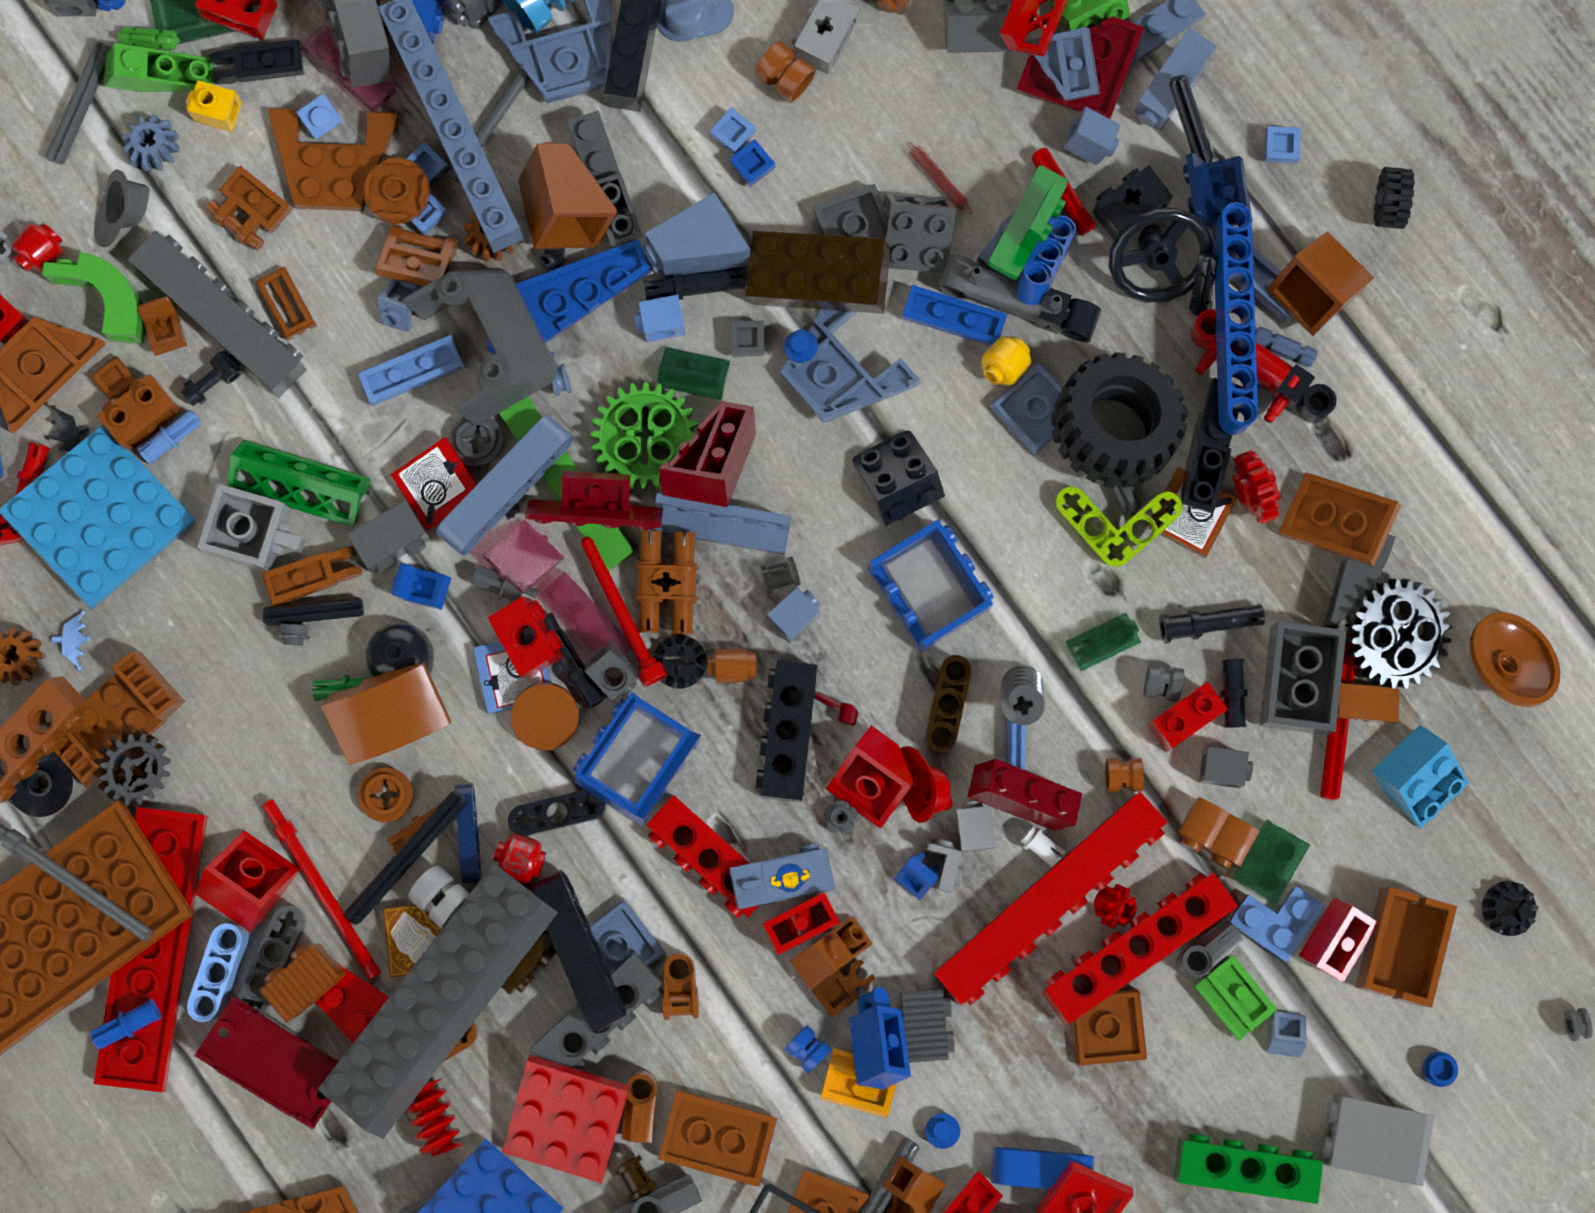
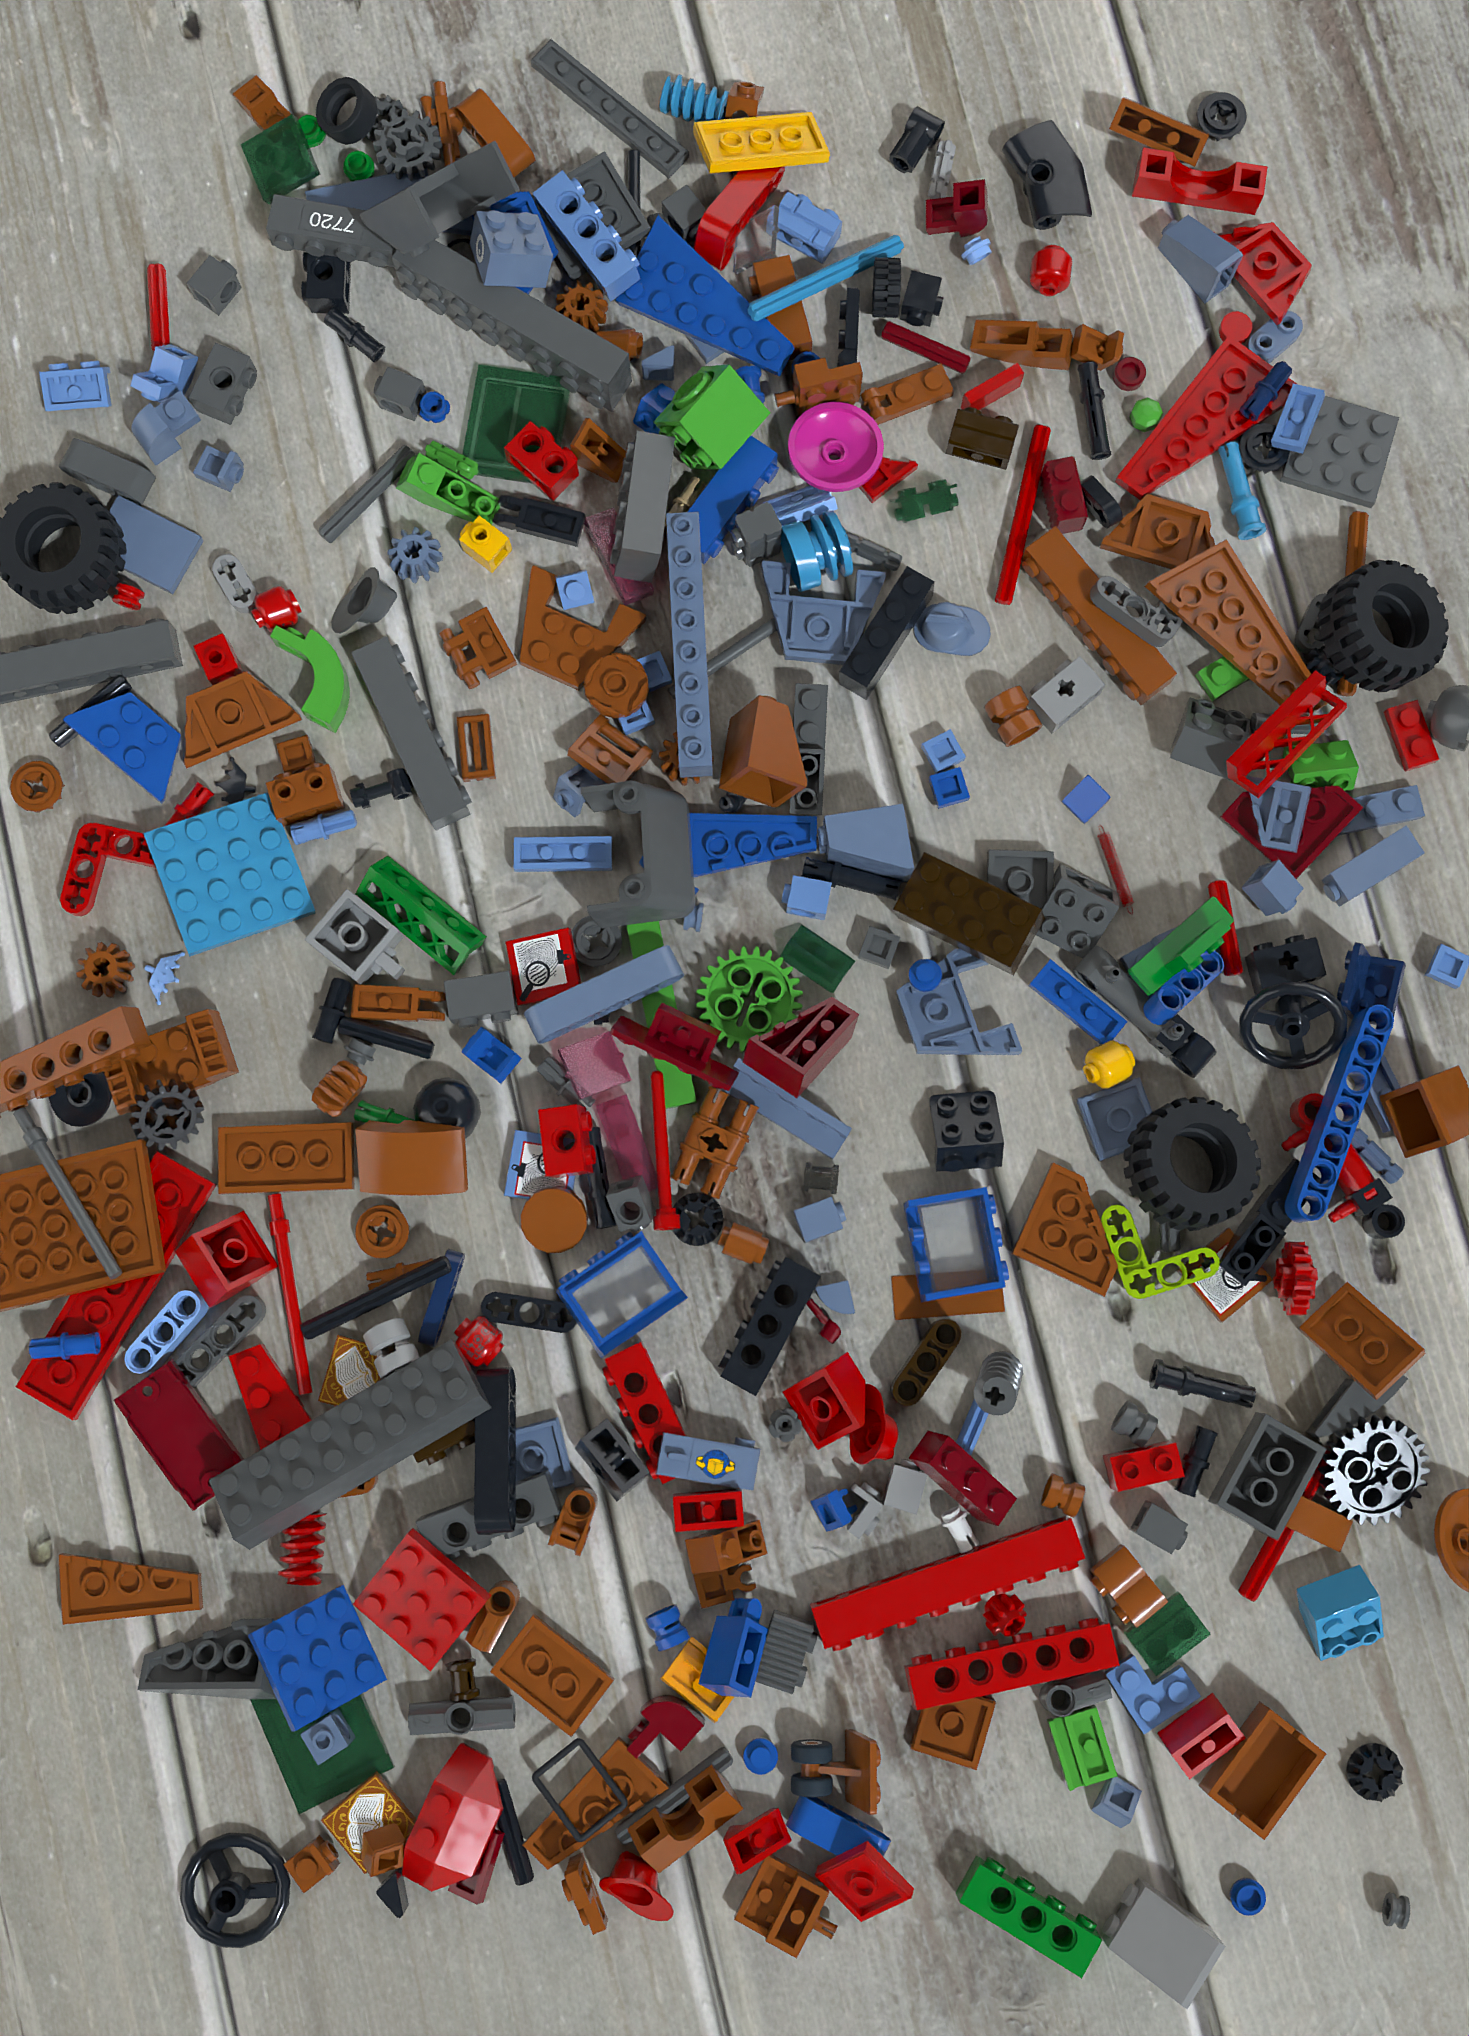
camera: 25 degrees right, 0 degrees up
(162, 325) = (358, 724): dark orange bracket -> none
(250, 607) = (332, 1010): none -> black axle
(264, 763) = (286, 1158): none -> dark orange plate
(288, 676) = (339, 1088): none -> dark orange gear
(302, 981) = (236, 1374): dark orange brick -> none
(691, 915) = (611, 1459): none -> black brick
(840, 679) = (837, 1297): none -> sand blue tile
(844, 1130) = (667, 1716): none -> dark red brick
(885, 122) = (1086, 799): none -> blue slope
(911, 660) = (909, 1305): none -> dark orange sticker
(1030, 533) = (1066, 1233): none -> dark orange plate
(1038, 1101) = (859, 1769): none -> dark orange plate
(1104, 641) = (1094, 1362): clear green hinge -> none
(1190, 117) = (1372, 908): black axle -> none
(1203, 283) = (1322, 1067): black axle -> none

